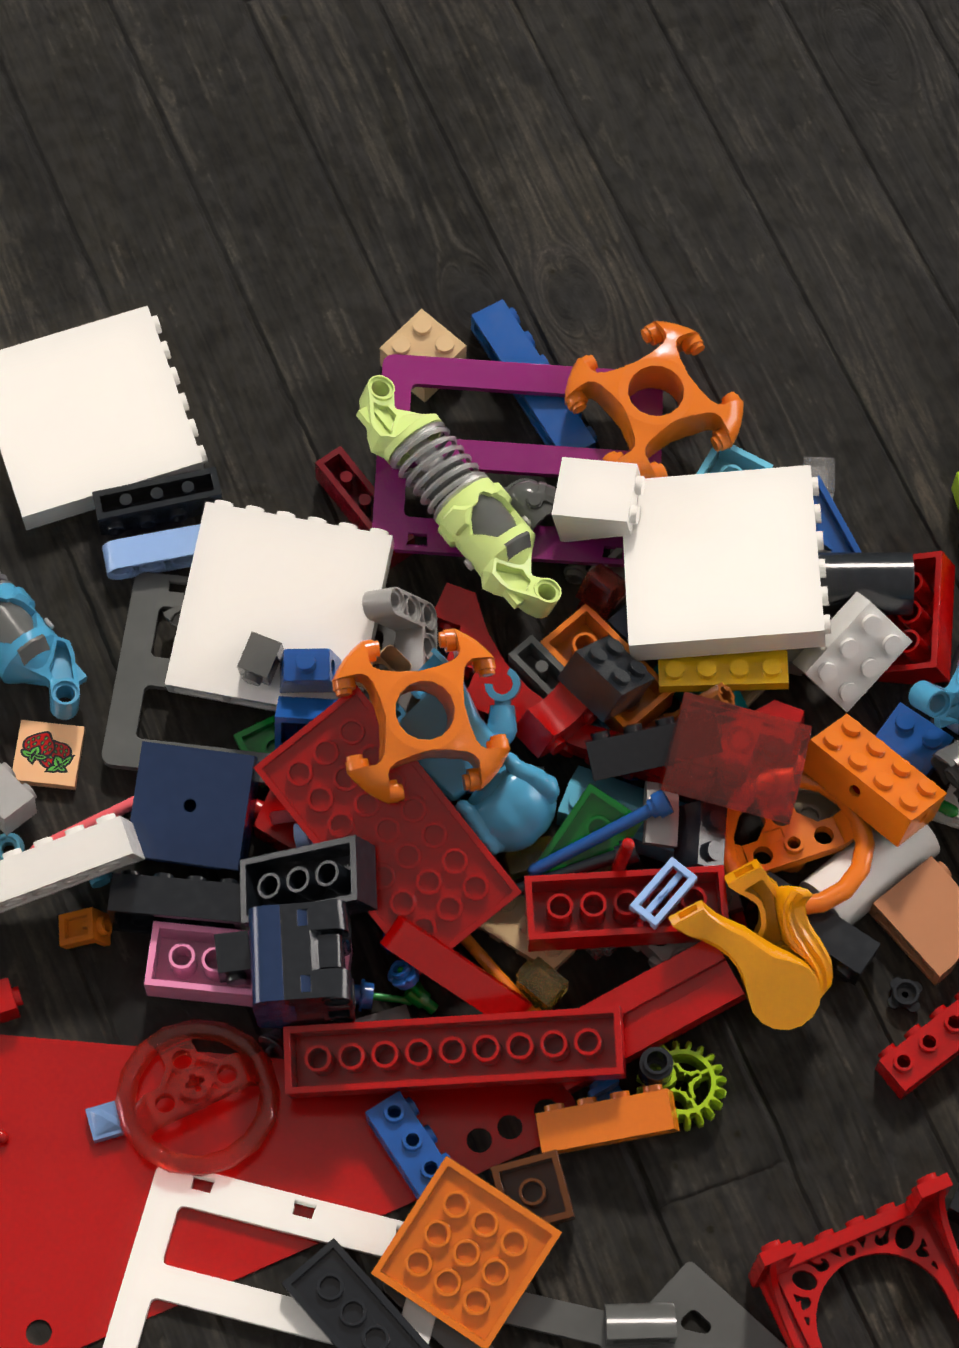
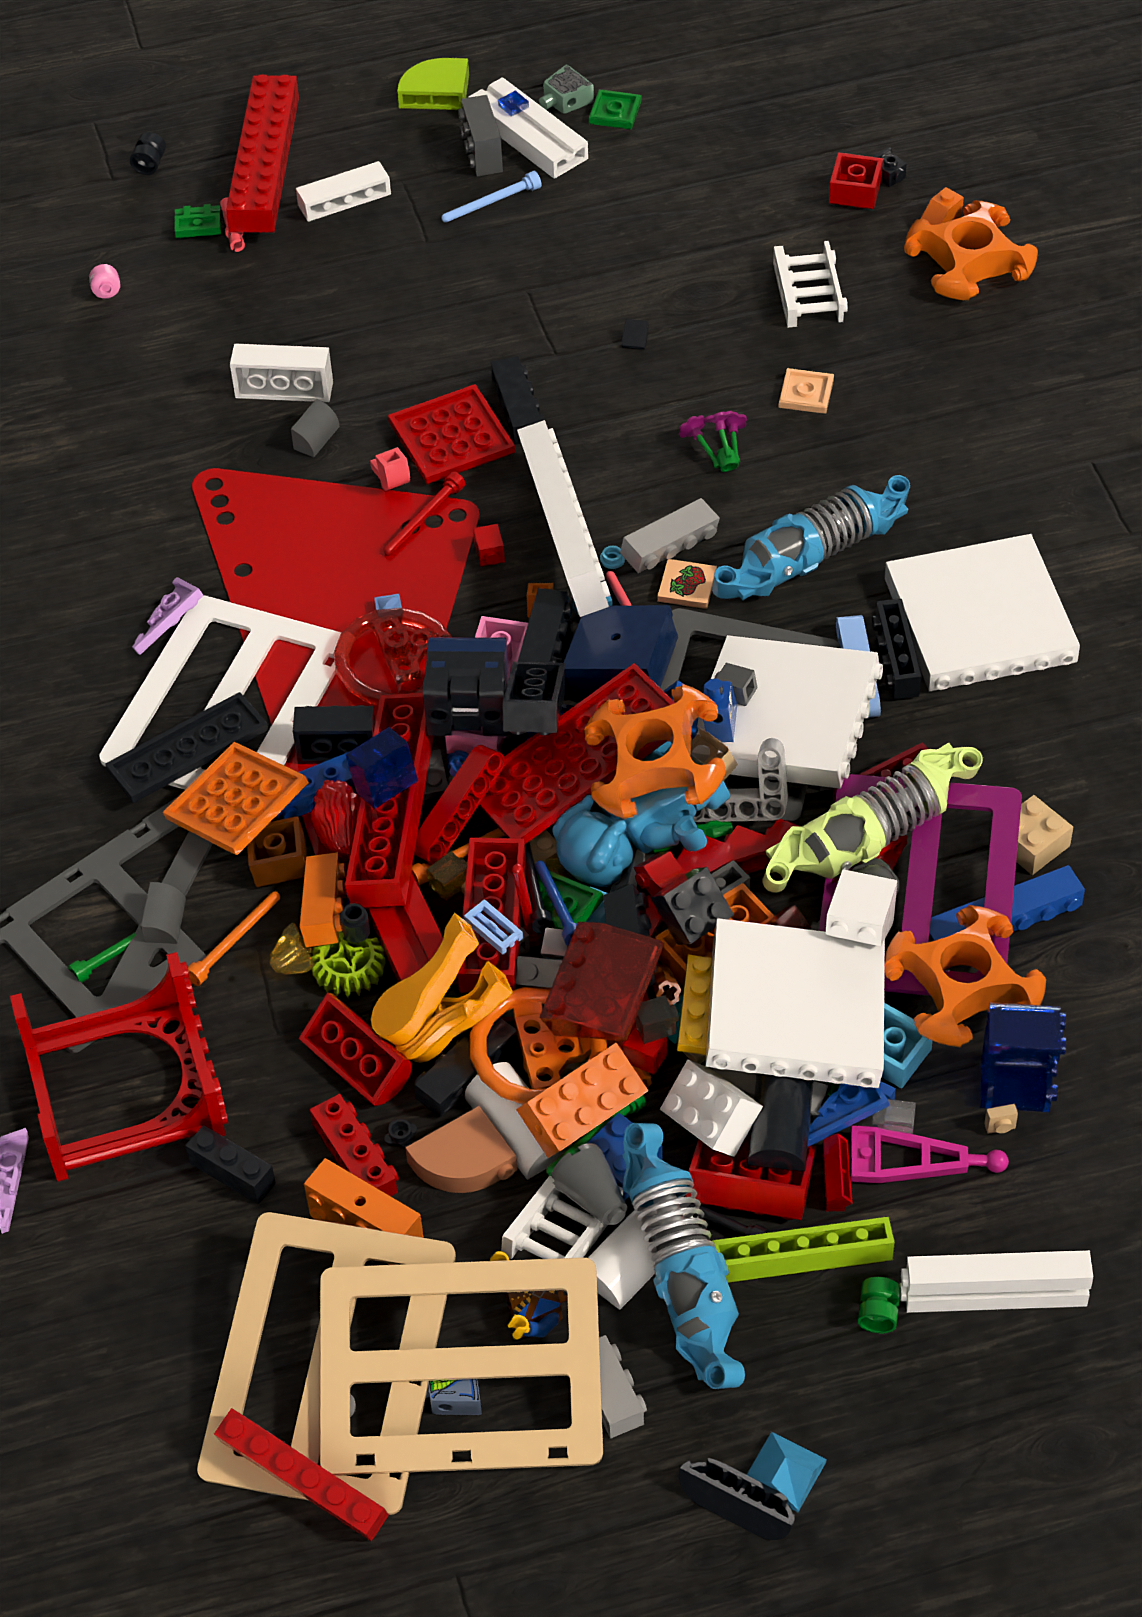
camera: 100 degrees right, 15 degrees down
(344, 1146) = (330, 731): none -> black brick
(449, 1047) = (382, 767): none -> clear blue brick
(483, 1120) = (336, 817): none -> red hair
(683, 1152) = (291, 954): none -> clear yellow brick
(711, 1265) = (199, 970): none -> orange piece
(748, 338) = (1021, 1056): none -> clear blue windscreen
(762, 698) = (656, 1019): none -> clear smoke brick
(801, 381) = (1001, 1119): none -> tan plate
(812, 1057) = (356, 1051): none -> red brick
(860, 508) = (867, 1157): none -> dark pink plate
(893, 536) = (837, 1173): none -> red piece

